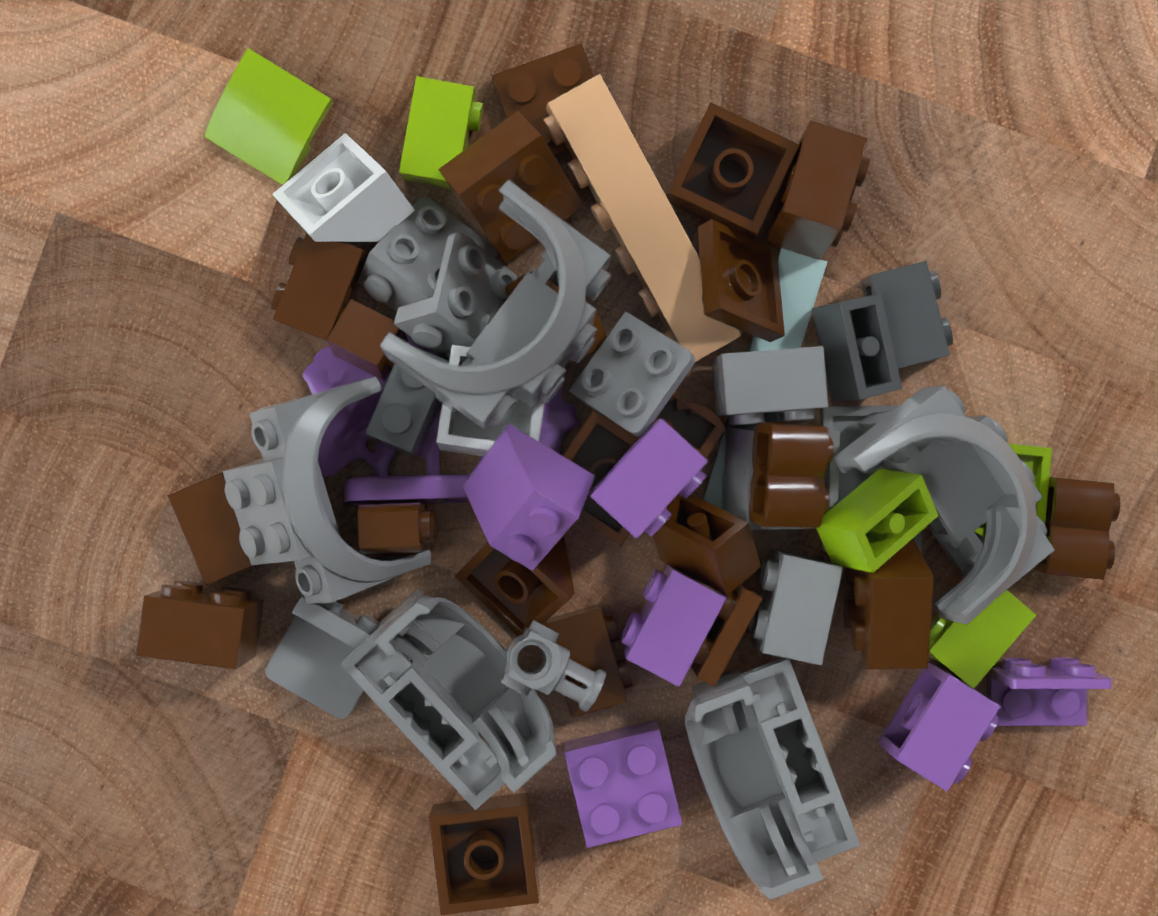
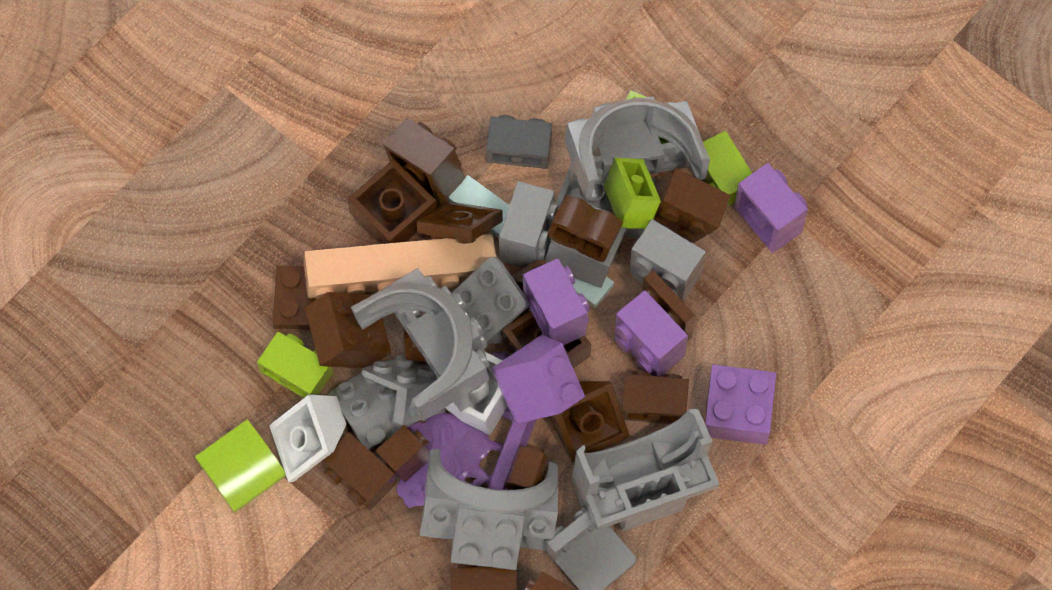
camera: 70 degrees left, 20 degrees down
(404, 413) = (455, 440): dark grey brick -> none
(484, 854) = (752, 499): reddish brown brick -> none
(552, 670) = (650, 408): light grey connector -> none
(707, 543) = (608, 293): reddish brown brick -> none
(761, 770) = (758, 310): light grey piece -> none
(857, 348) = (527, 167): dark grey brick -> none
(1043, 693) = (775, 142): medium lavender bracket -> none
(1079, 528) = (678, 85): reddish brown brick -> none

